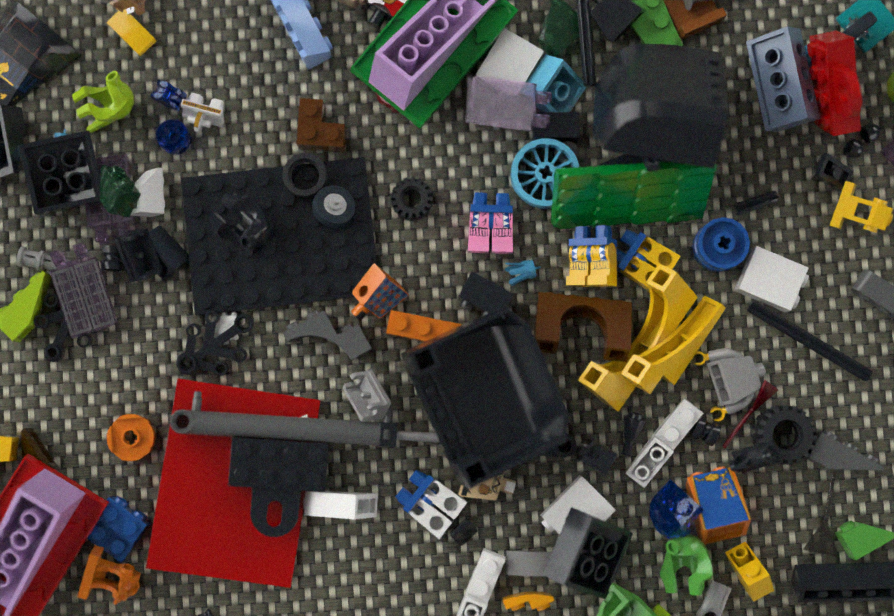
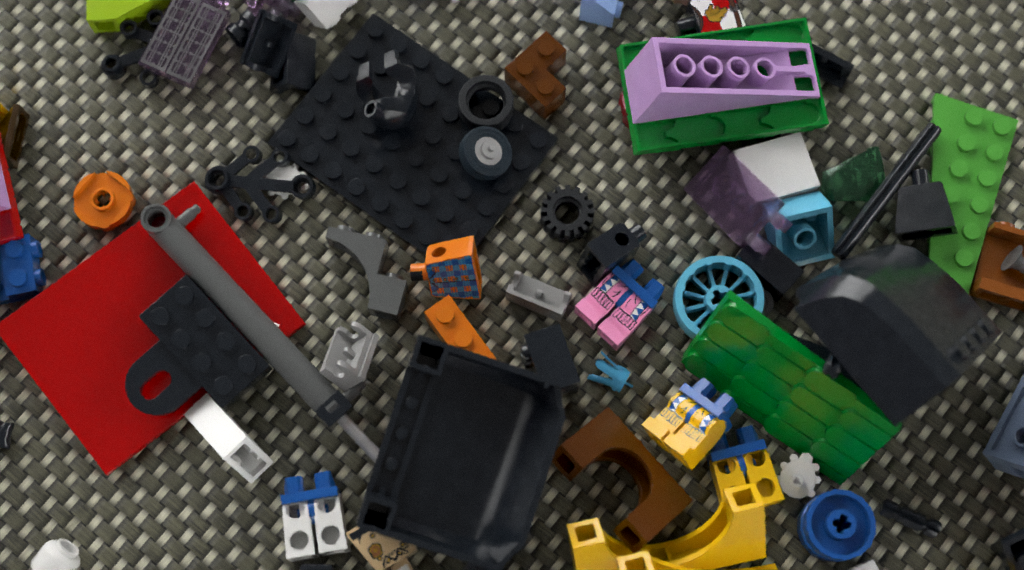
camera: 45 degrees right, 10 degrees down
(439, 262) = (538, 296): none -> light grey hinge
(459, 199) = (609, 250): none -> black torso
(676, 234) = (799, 476): none -> white piece

